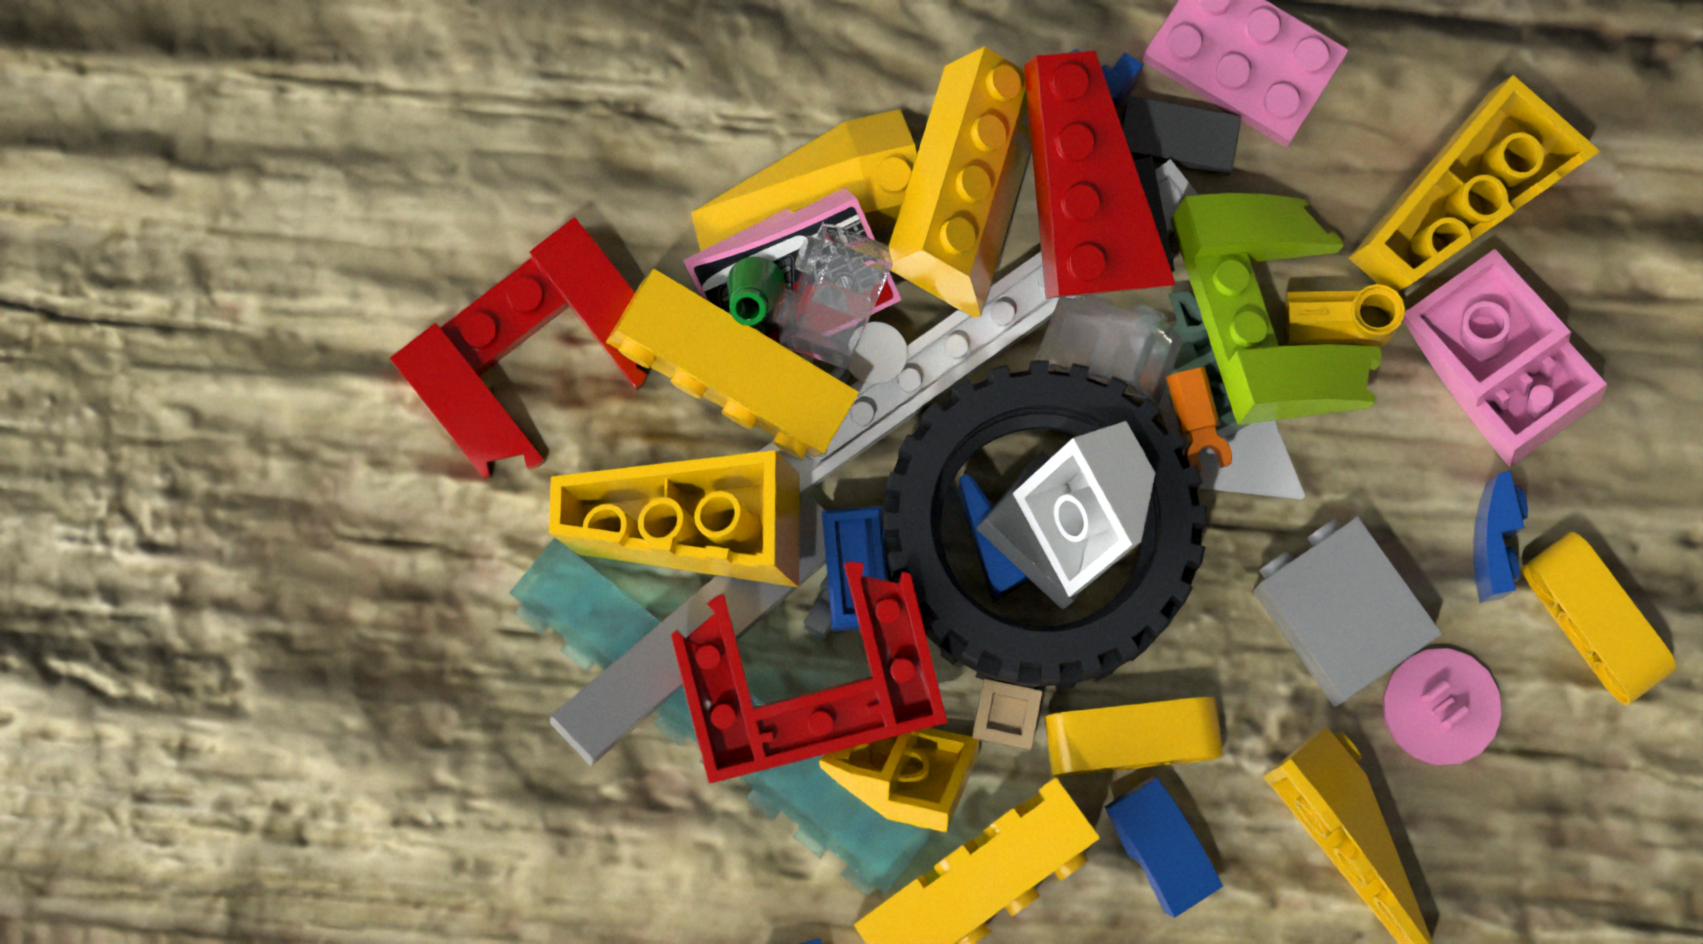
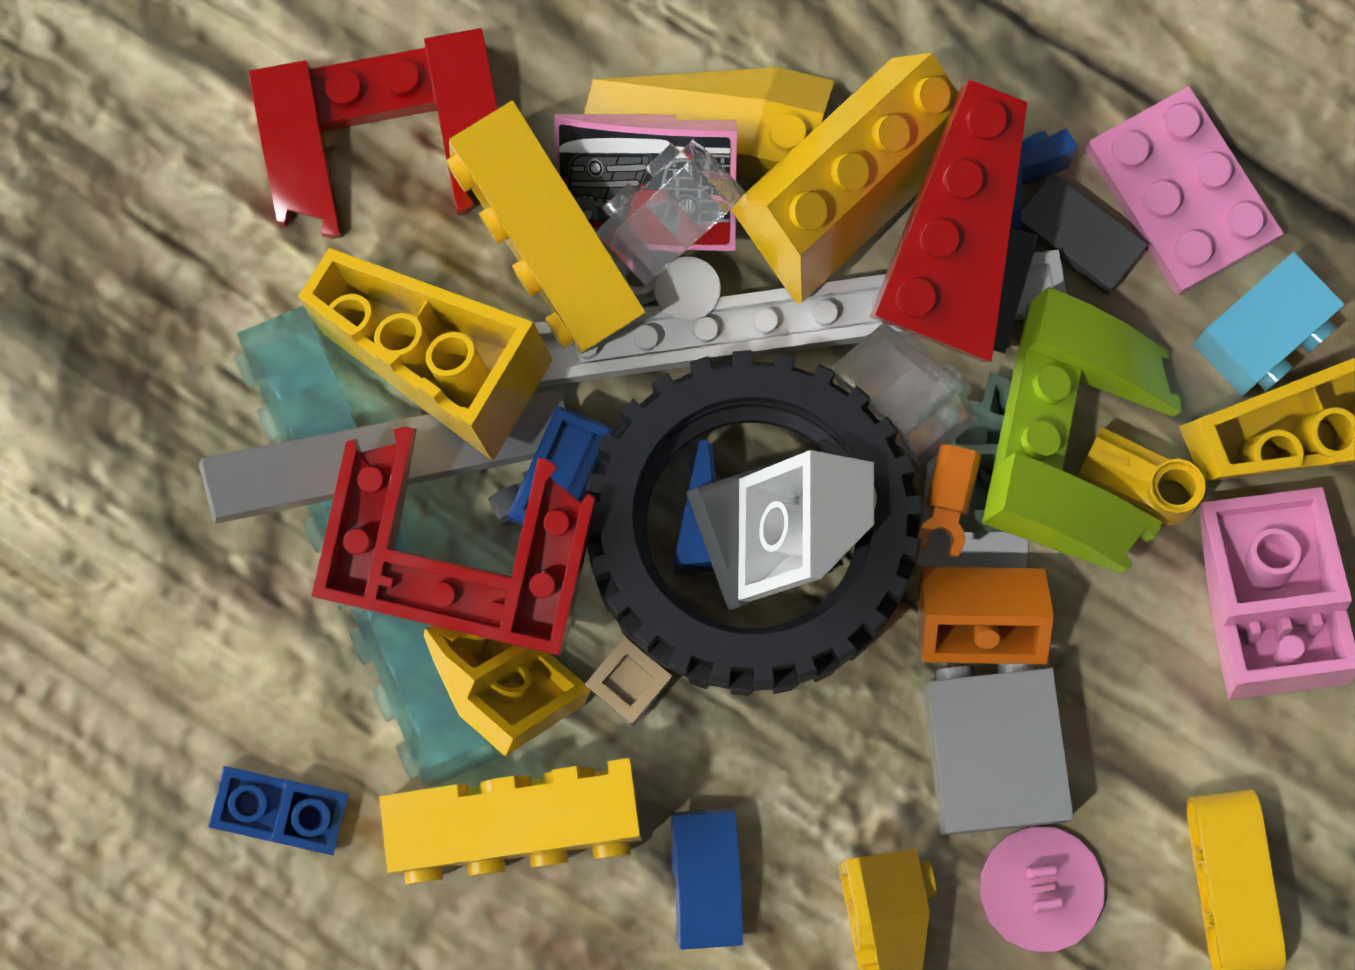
camera: 30 degrees right, 0 degrees up
(754, 289) = (598, 169): green cone -> none
(1133, 736) = (735, 762): yellow beam -> none
(1276, 501) = (984, 615): none -> orange brick
(1379, 134) = (1268, 325): none -> medium azure brick
(1497, 518) = (1188, 742): blue slope -> none

